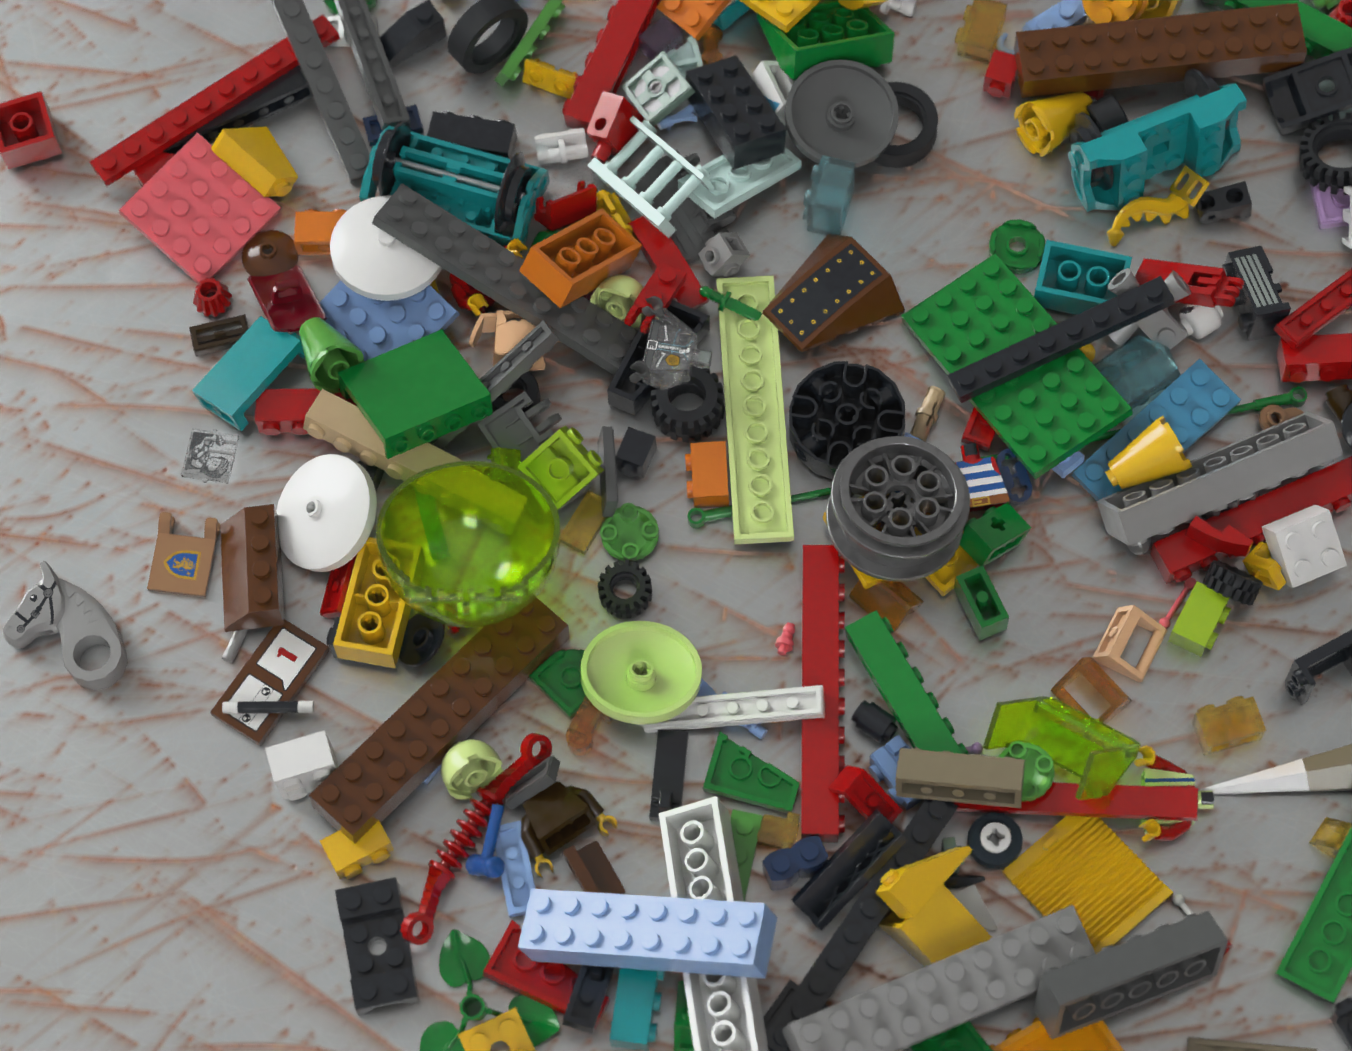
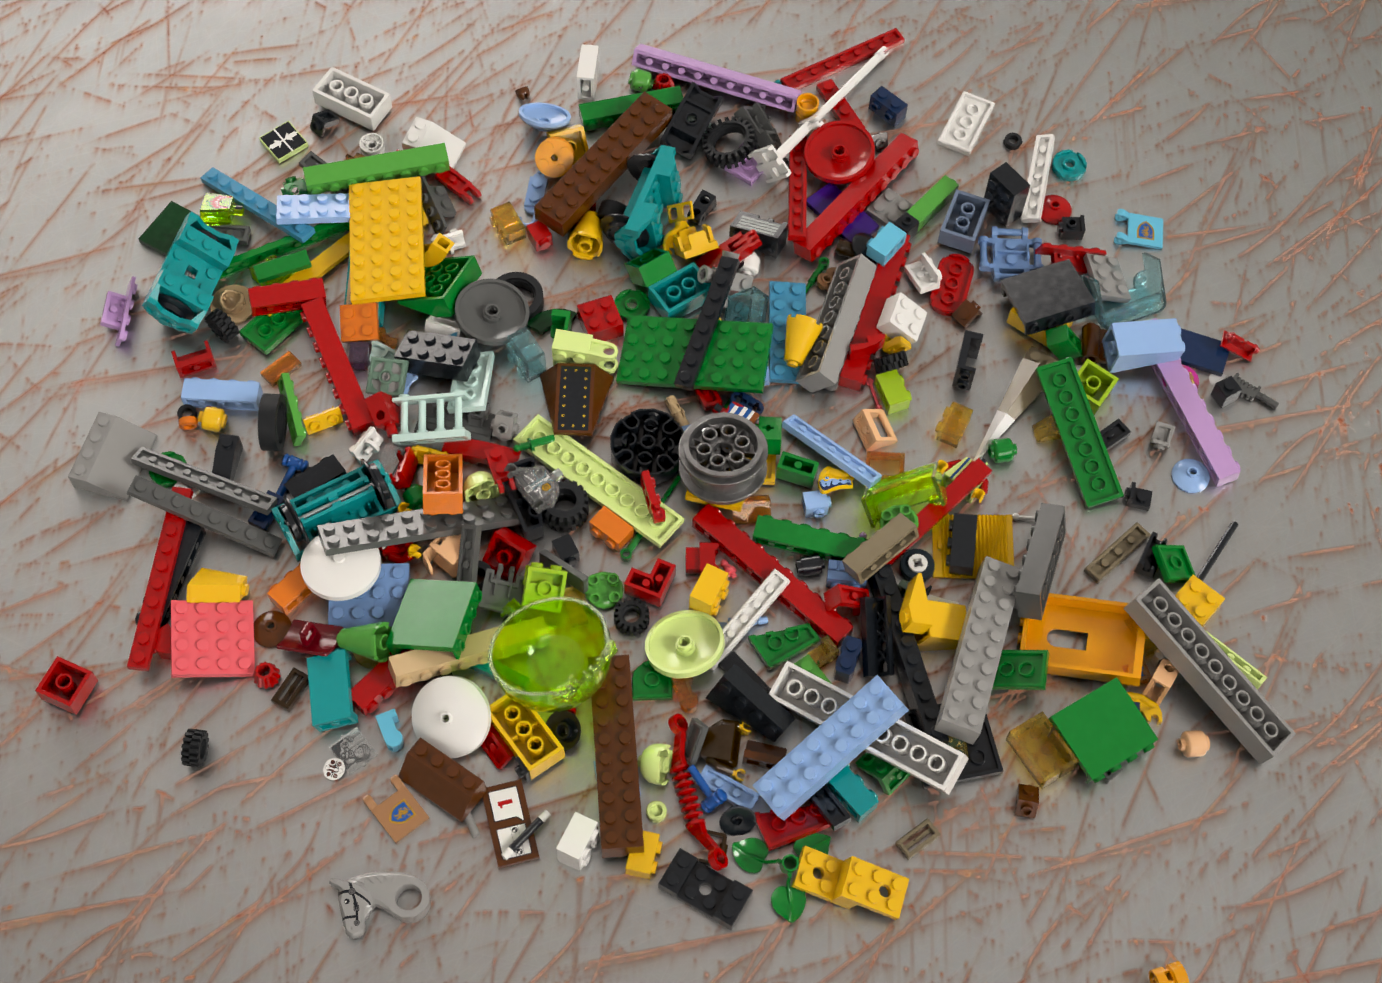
camera: 55 degrees left, 5 degrees down
(67, 305) = (194, 747): none -> black tyre
(172, 456) = (334, 769): none -> white sticker
(261, 468) = (392, 737): none -> medium azure leg
(421, 817) = (656, 811): none -> yellowish green tile
(444, 923) = (723, 845): none -> dark brown piece
(471, 100) = (293, 464): none -> blue piece
(485, 910) = (740, 826): none -> black piece
(577, 395) = (510, 550): none -> red slope
(633, 804) = (750, 703): none -> black wedge
(680, 579) = (653, 586): none -> red brick
(727, 642) = (709, 590): none -> yellow brick
(767, 602) = (699, 556): none -> red piece
(780, 482) = (652, 498): none -> red hinge
(893, 246) = (582, 349): none -> yellowish green brick
(903, 201) = (560, 320): none -> green panel
(909, 182) = (542, 322): none -> dark green tile
(958, 231) = (600, 318): none -> red brick
(961, 661) = (815, 504): none -> light blue brick
(1011, 653) = (834, 479): none -> yellow arm
(1045, 619) = (831, 451): none -> light blue plate
(1071, 867) = (962, 544): none -> black brick
(1078, 219) = (650, 267): none -> green brick
(1162, 235) = (692, 243): none -> yellow panel
(1249, 809) = (1002, 450): none -> green head

